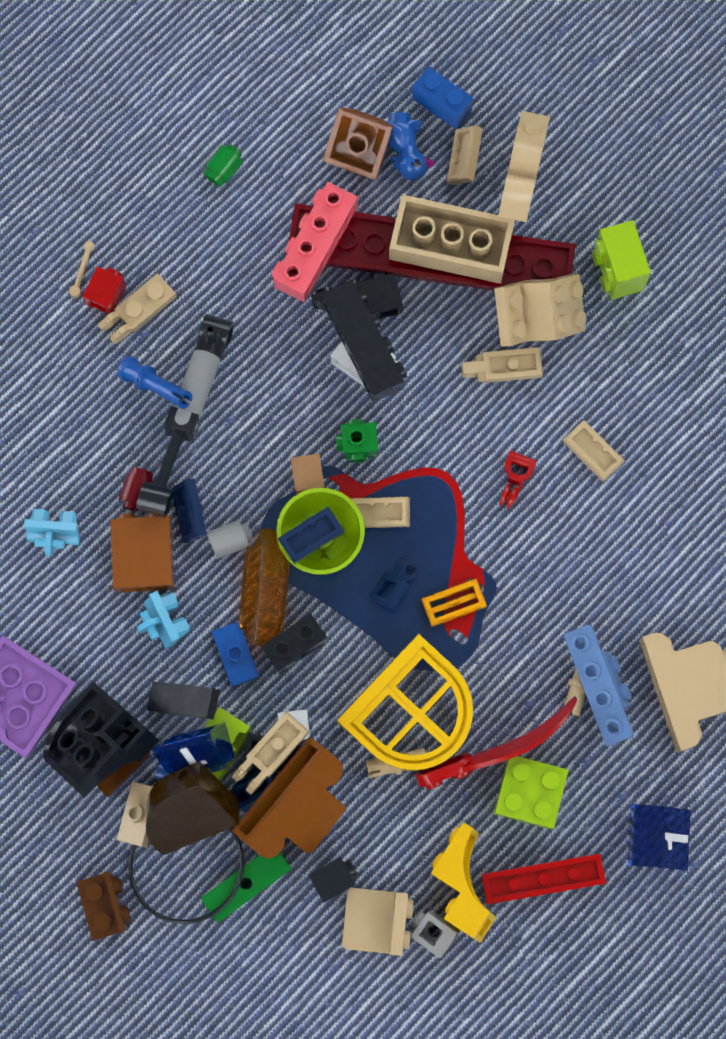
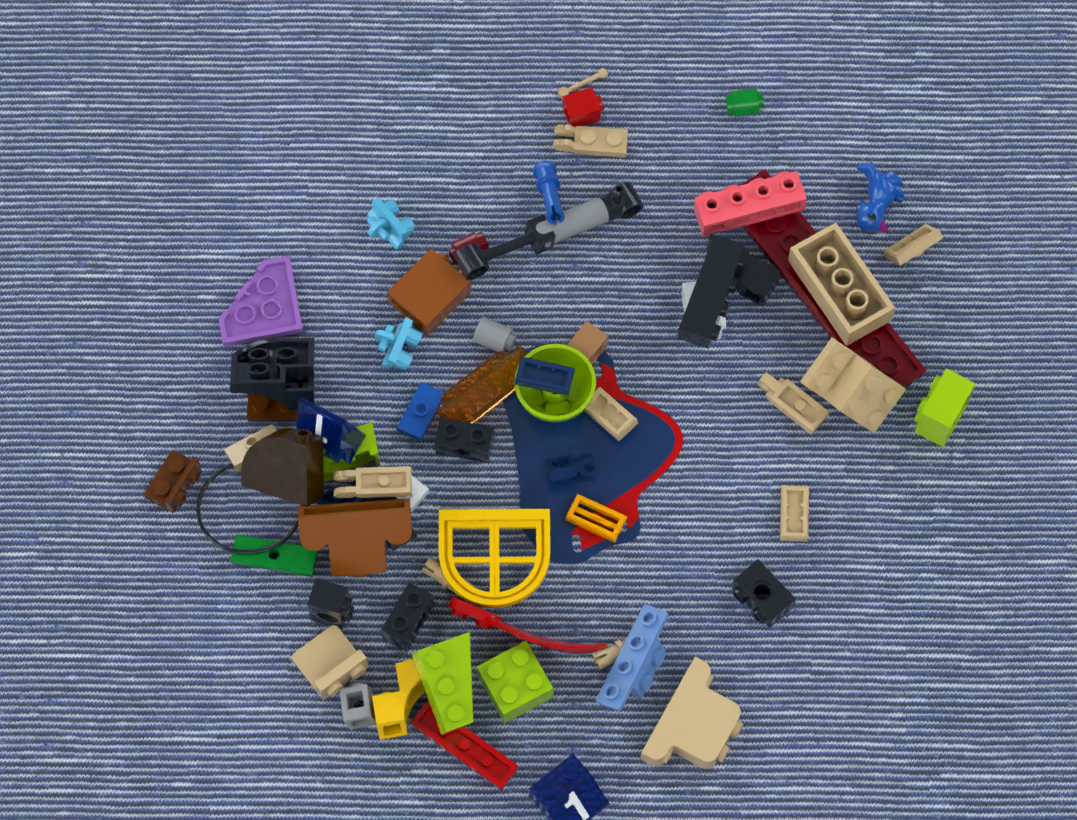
camera: 45 degrees right, 10 degrees down
(183, 700) = (356, 401): black tile -> none
(189, 511) = (487, 294): dark blue plate -> none
(358, 142) = (846, 168): dark orange slope -> none
(367, 436) = (643, 354): green brick -> none
(399, 825) = (407, 617): none -> black brick
(442, 98) = (937, 194): blue brick -> none
(489, 847) = (448, 681): none -> lime wedge
(510, 496) = (707, 486): red piece -> none
(524, 166) = (944, 278): tan brick -> none
(652, 528) = (759, 578): none -> black brick

